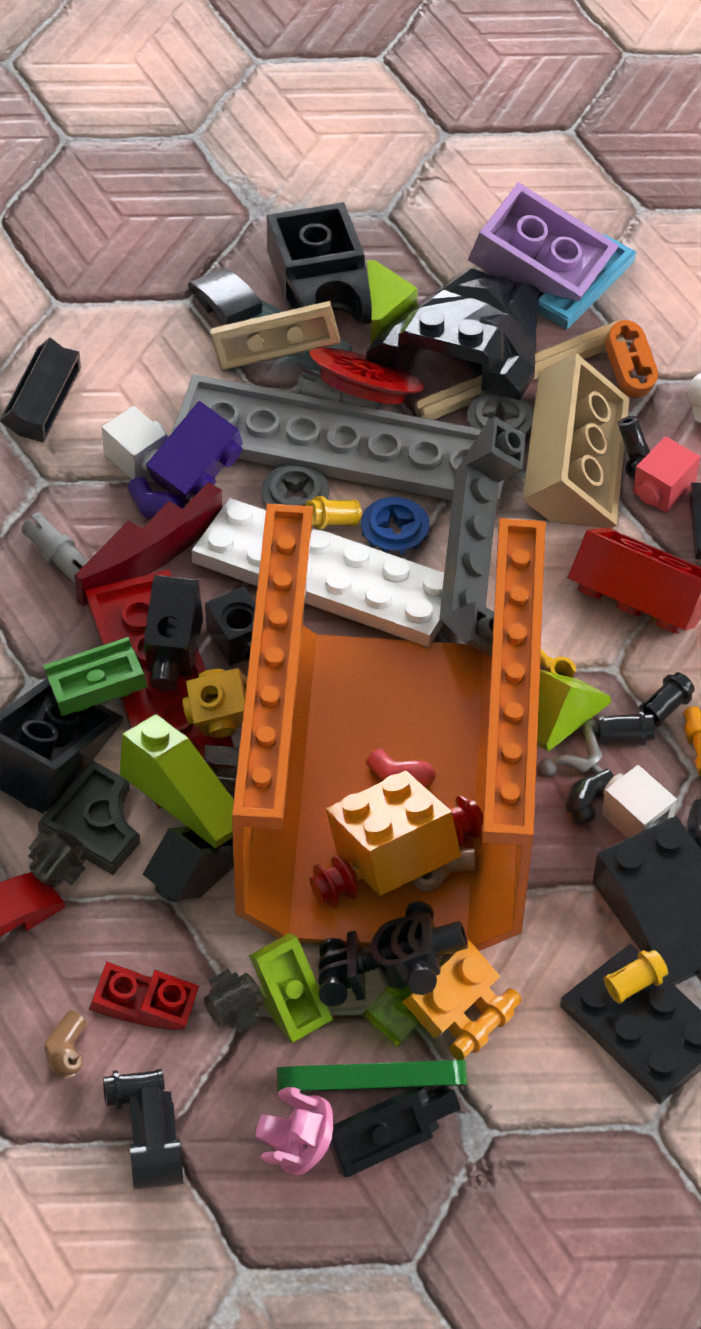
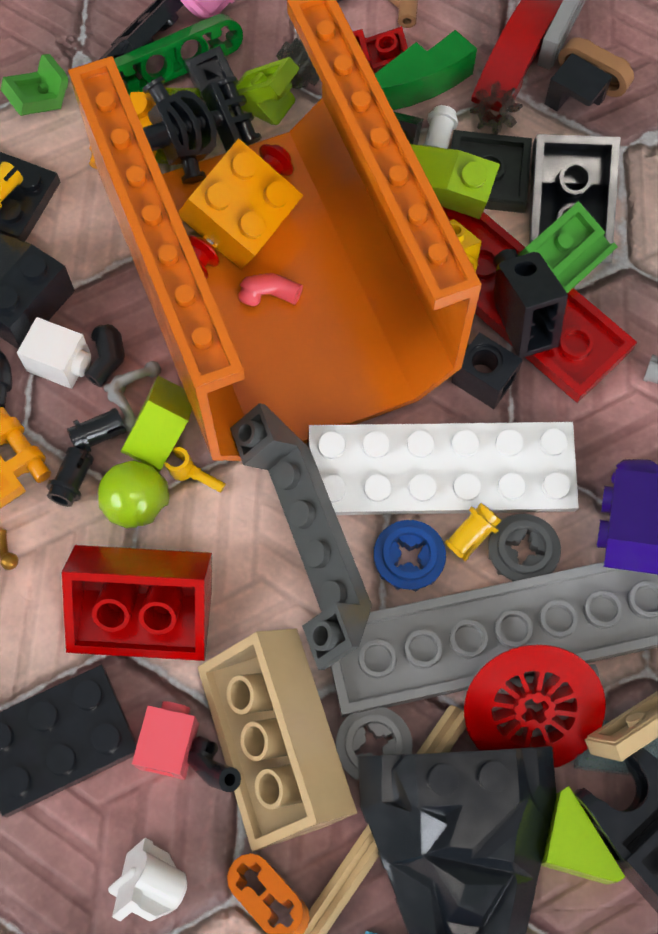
camera: 155 degrees right, 15 degrees up
(113, 934) = (424, 74): none -> green slope
(119, 877) = (441, 124): none -> white pin
(144, 550) = (620, 411): dark red slope -> none
(337, 1043) = (208, 68): none -> black tile
(545, 1103) = (37, 90): none -> bright green bracket
(614, 664) = (132, 494): none -> lime hair

